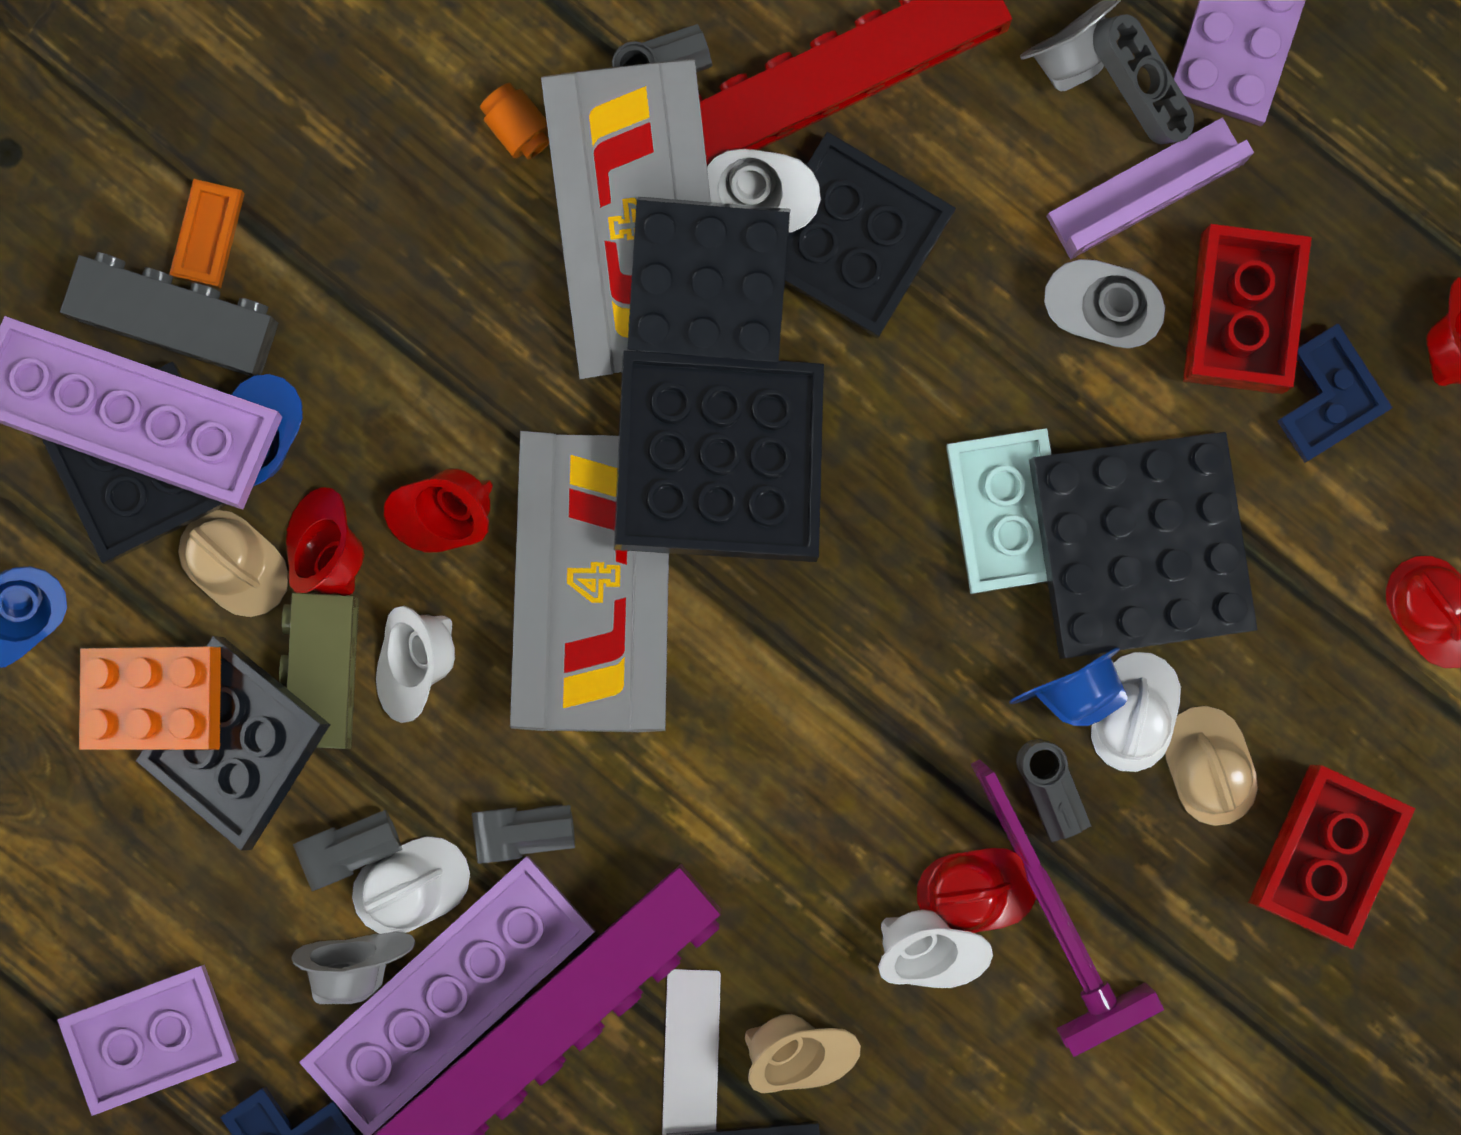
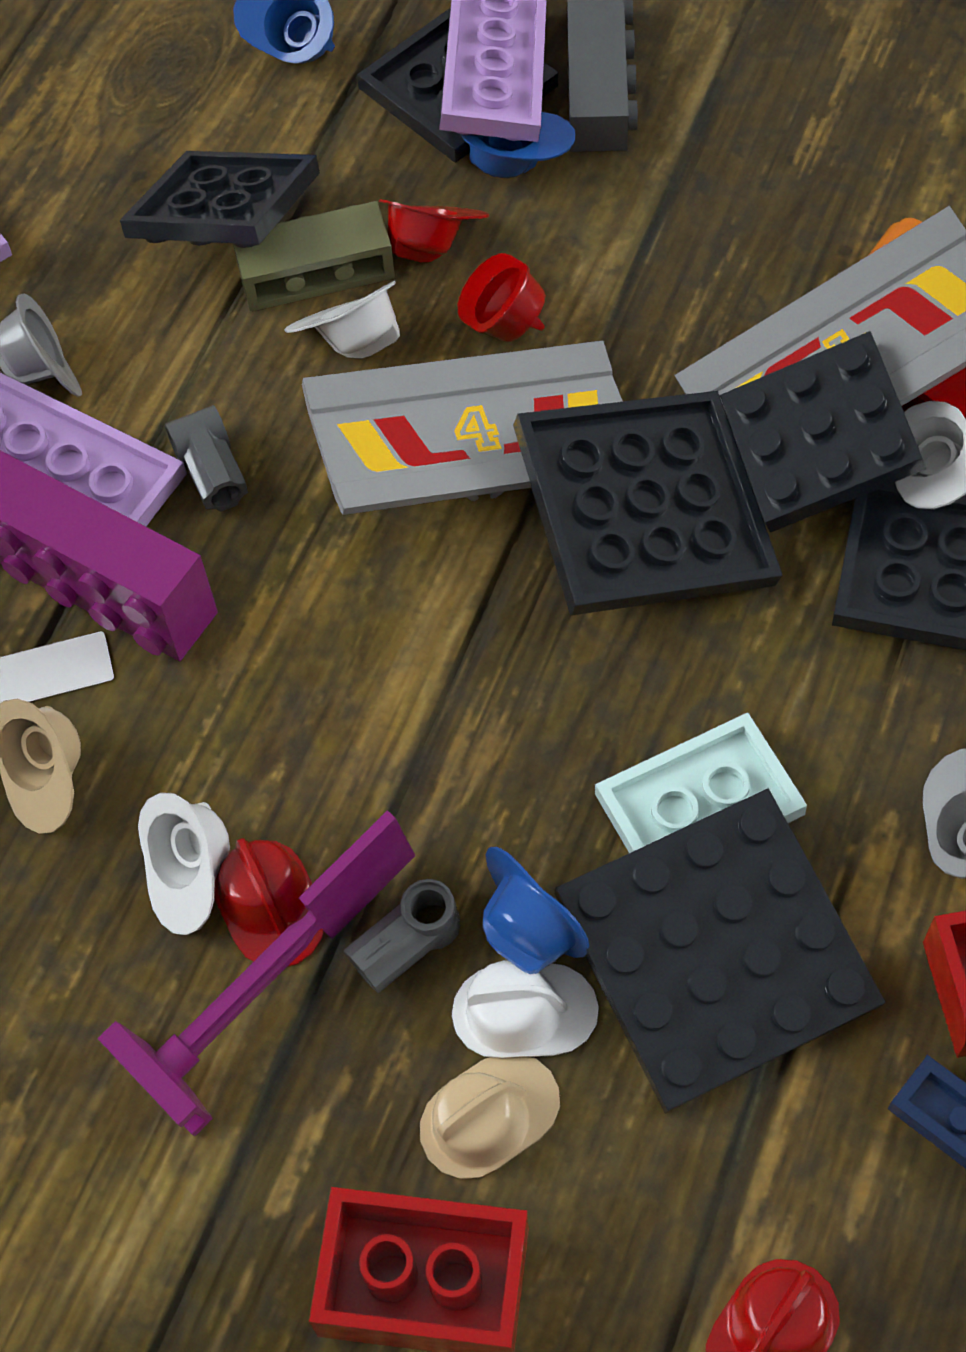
camera: 75 degrees right, 25 degrees down
(150, 698) = (245, 134): orange plate -> none
(207, 233) = (684, 75): orange tile -> none
(233, 564) = (394, 167): tan piece -> none
(337, 853) = (143, 315): dark grey piece -> none
(411, 886) = (129, 388): white piece -> none

